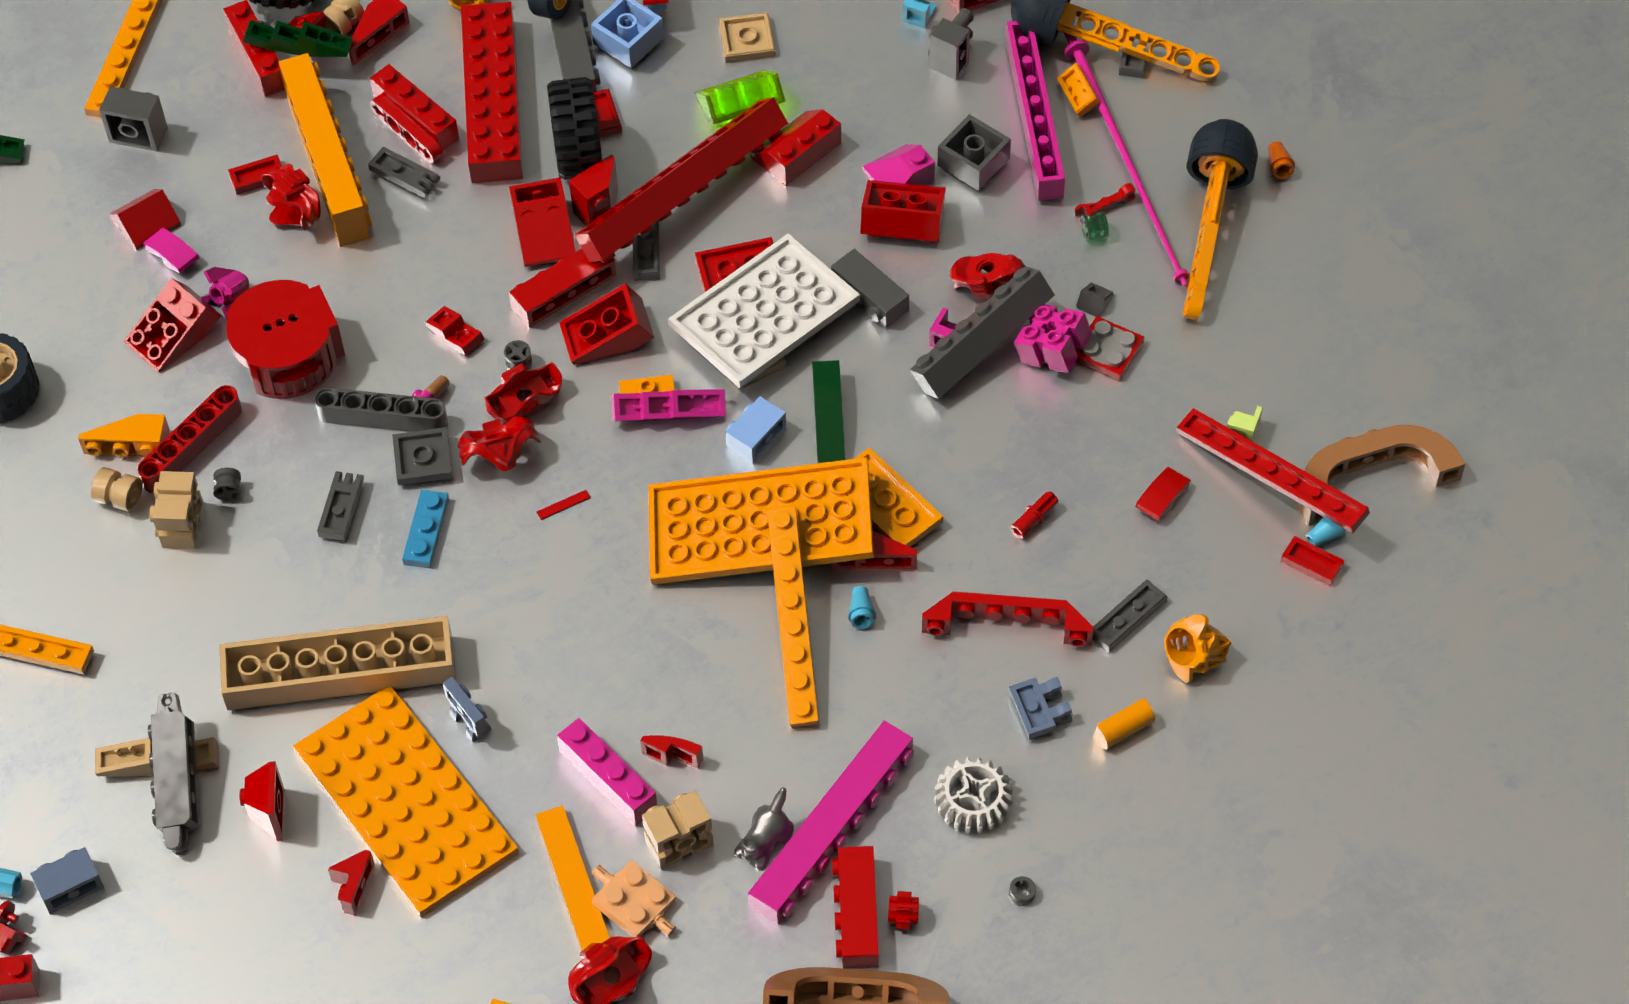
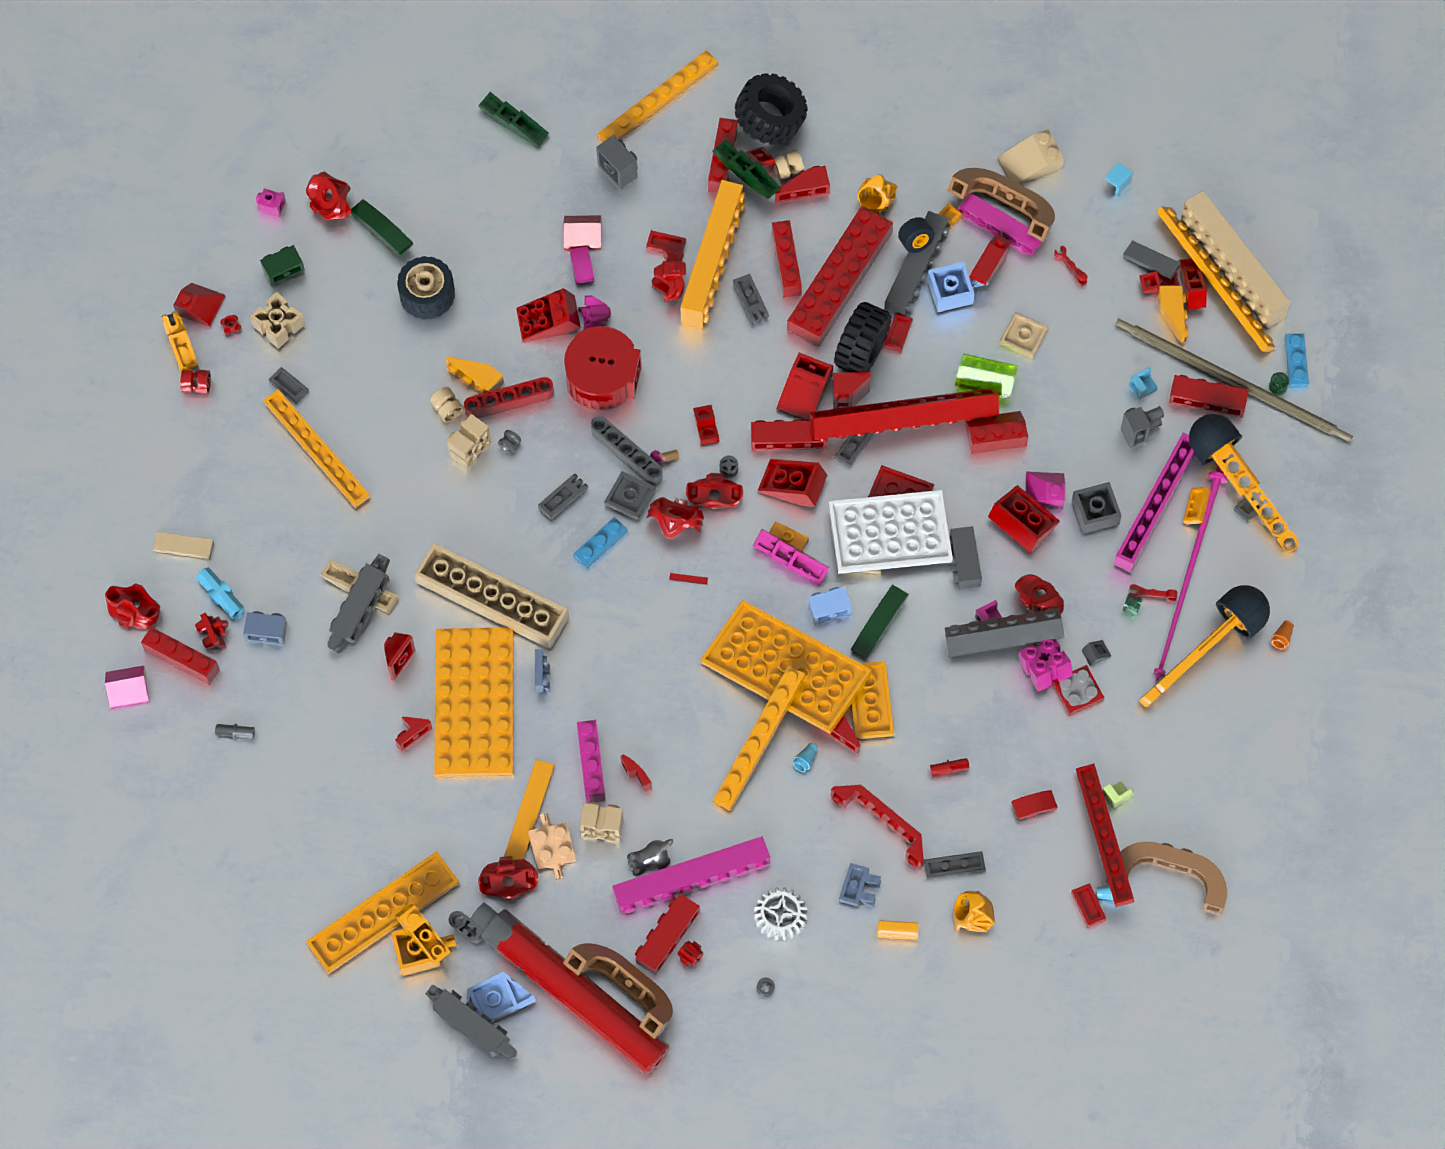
camera: 35 degrees right, 10 degrees up
(406, 128) = (773, 269): red beam -> none

